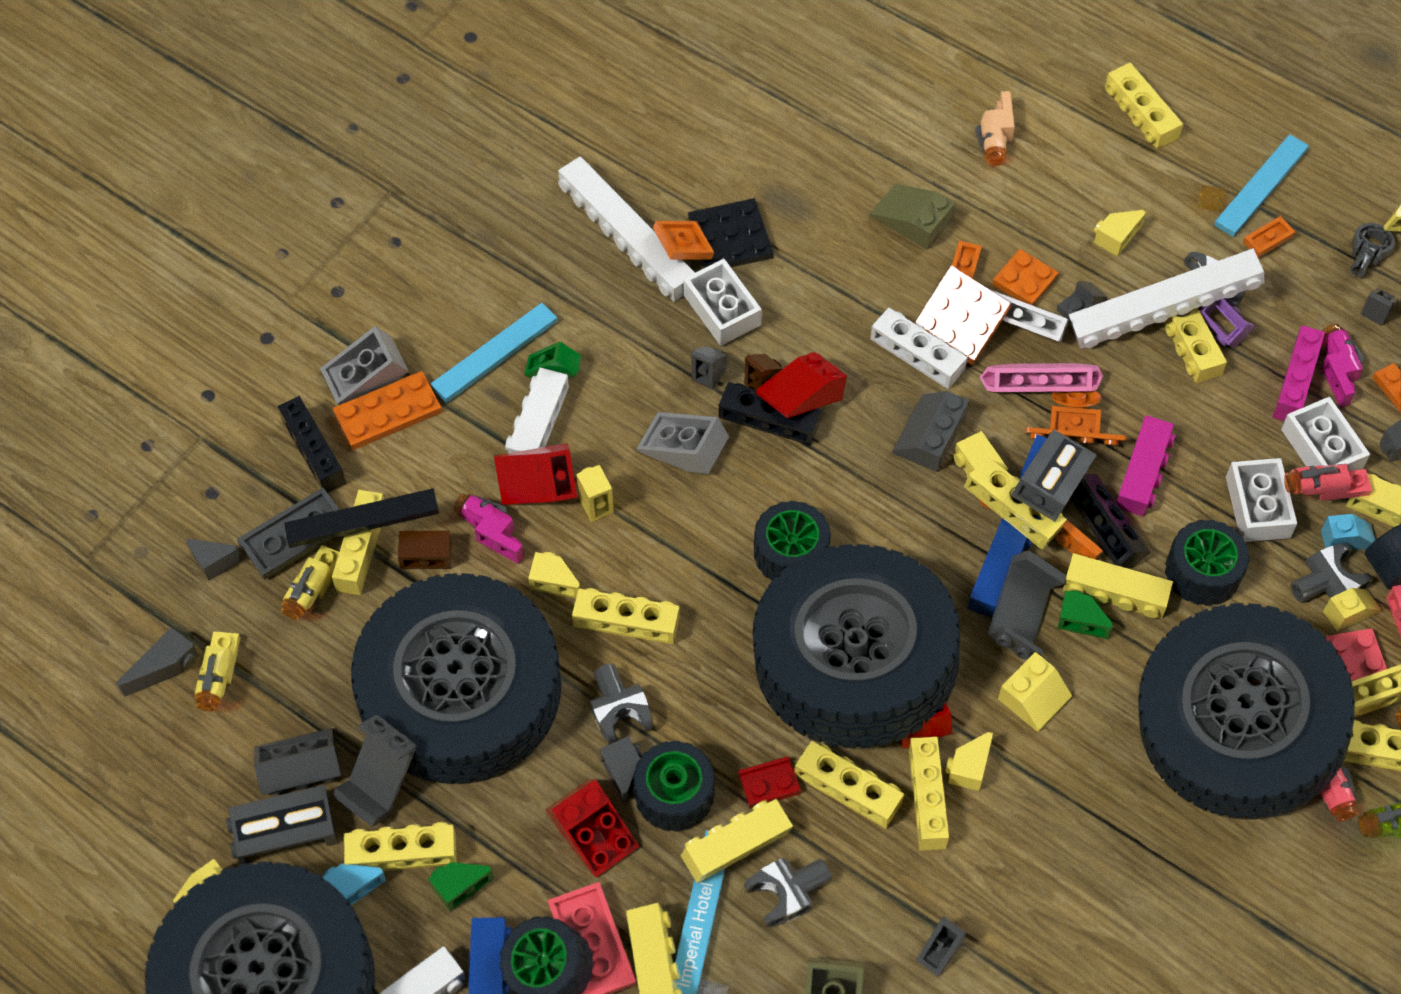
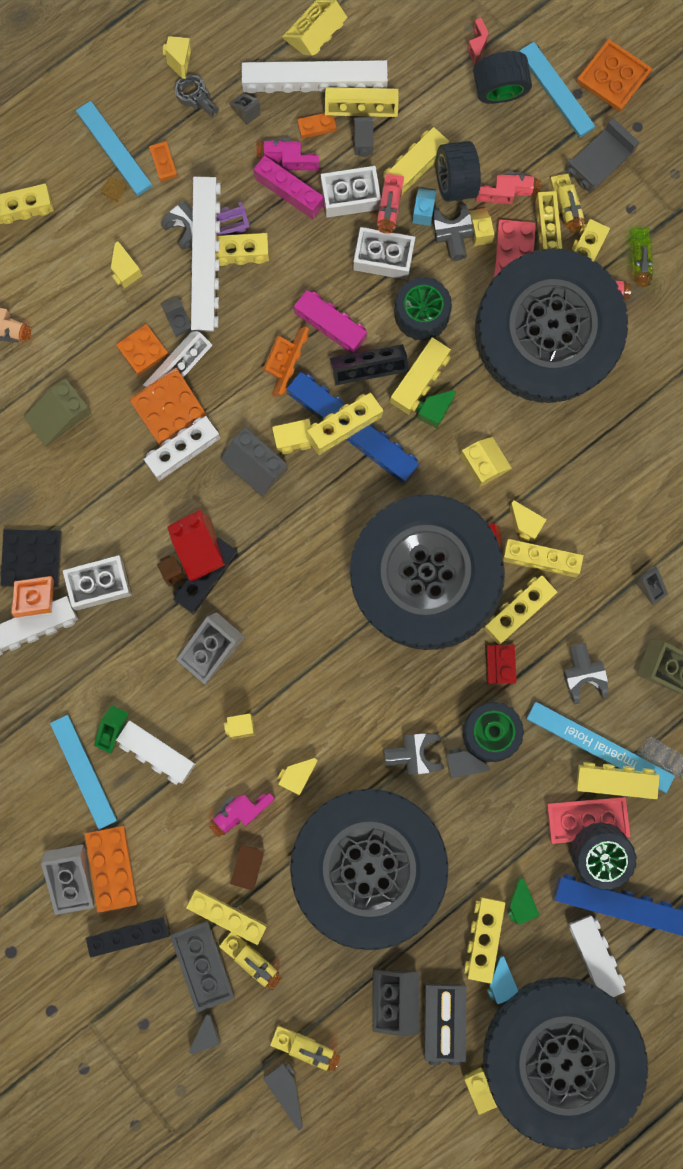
camera: 75 degrees left, 20 degrees up
(361, 518) = (216, 912): black tile -> none
(377, 772) = (432, 946): dark grey panel -> none
(536, 475) = (212, 766): red slope -> none
(592, 827) = (503, 798): red slope -> none
(635, 625) = (337, 759): light yellow brick -> none
(707, 366) = (150, 609): dark grey slope -> none
(736, 840) = (545, 700): light yellow brick -> none
(788, 534) = (324, 592): wheel -> none
(967, 258) = (116, 389): orange plate -> none
(1023, 603) = (420, 447): dark grey panel -> none
(1041, 377) = (236, 368): bright pink brick -> none
(1053, 475) = (335, 387): dark grey panel -> none
(1076, 399) = (260, 349): orange dish -> none
(1077, 542) = (383, 389): orange plate -> none

